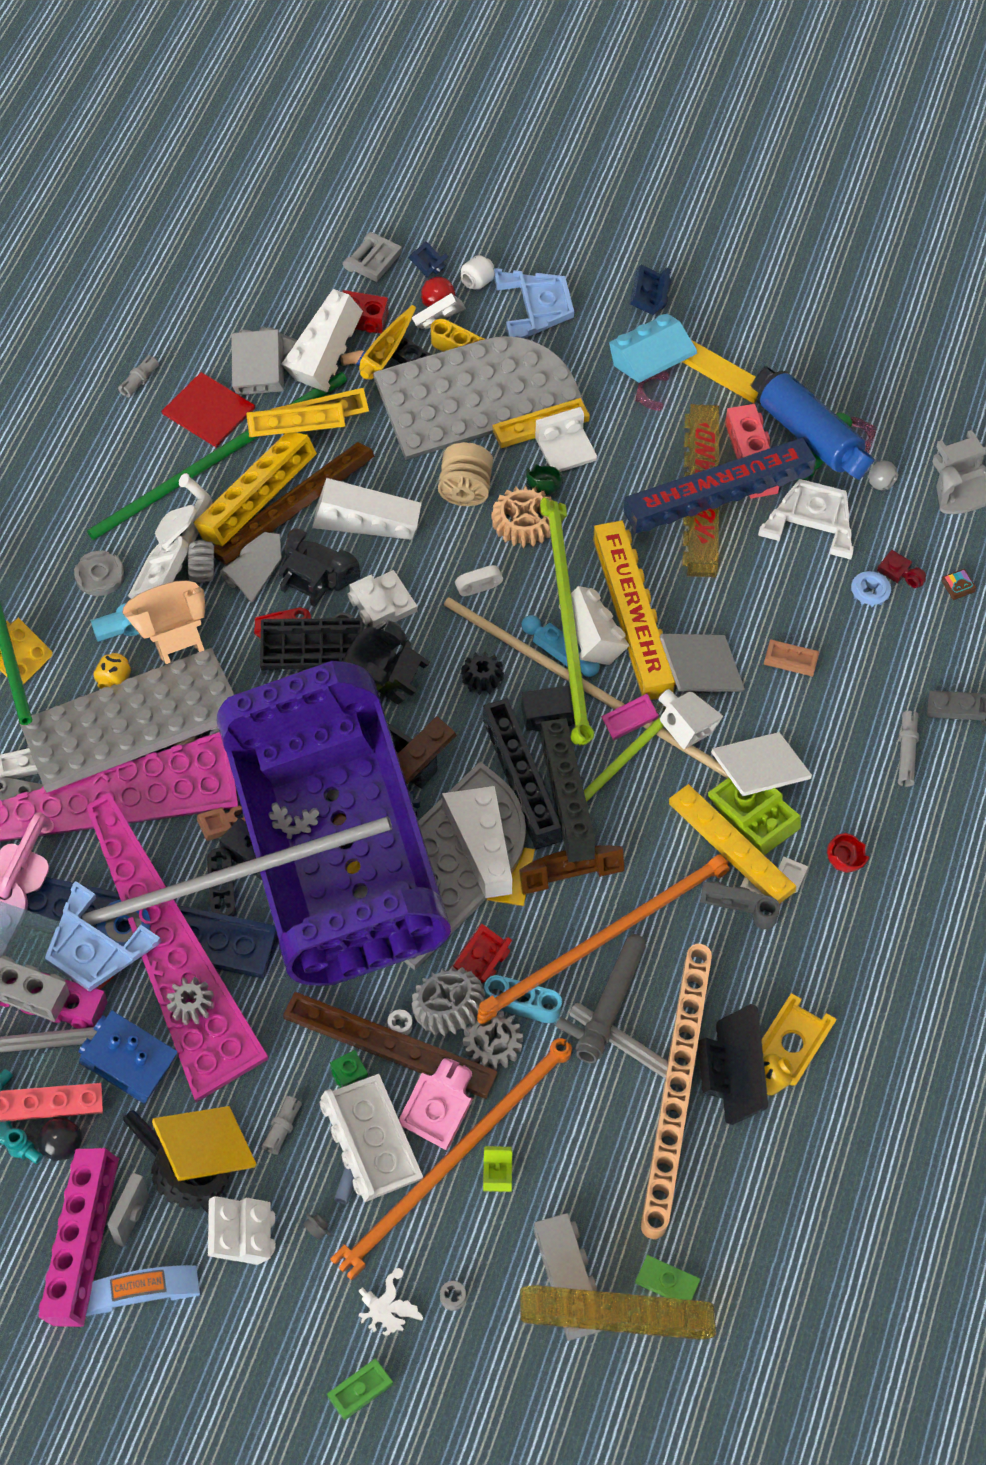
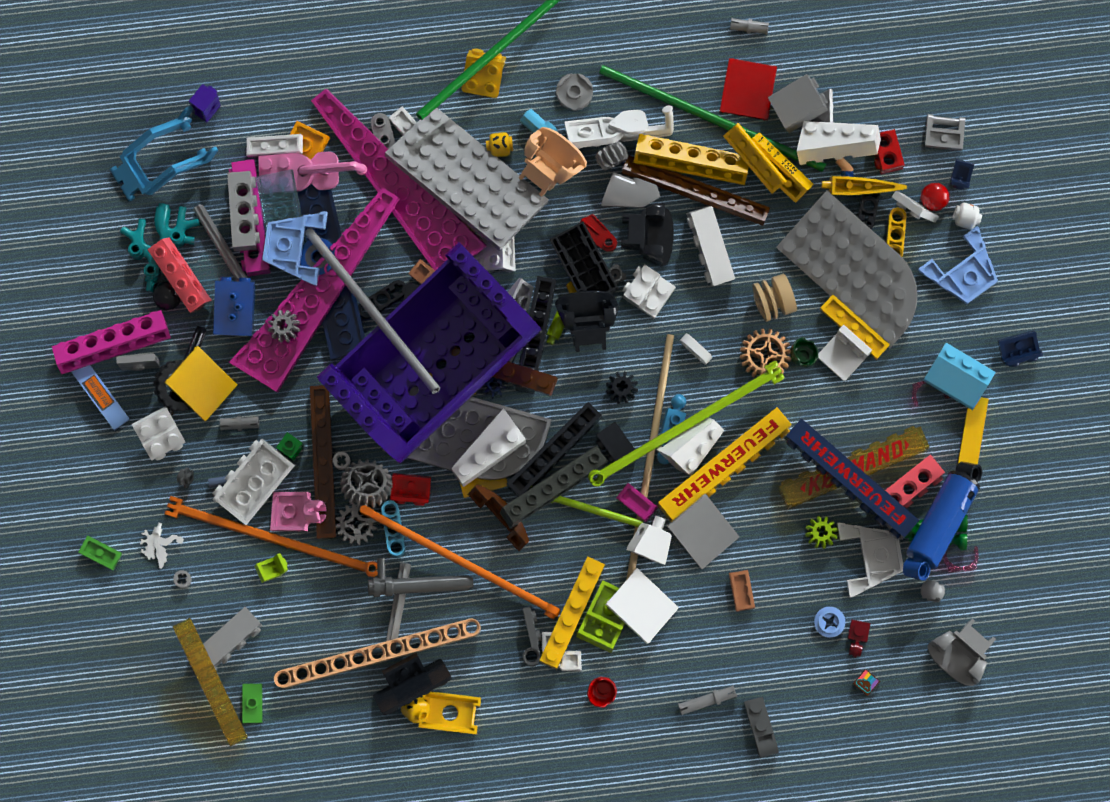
camera: 65 degrees right, 20 degrees up
(301, 825) = (431, 316): light grey animal -> none
(762, 550) = (815, 535): none -> lime gear

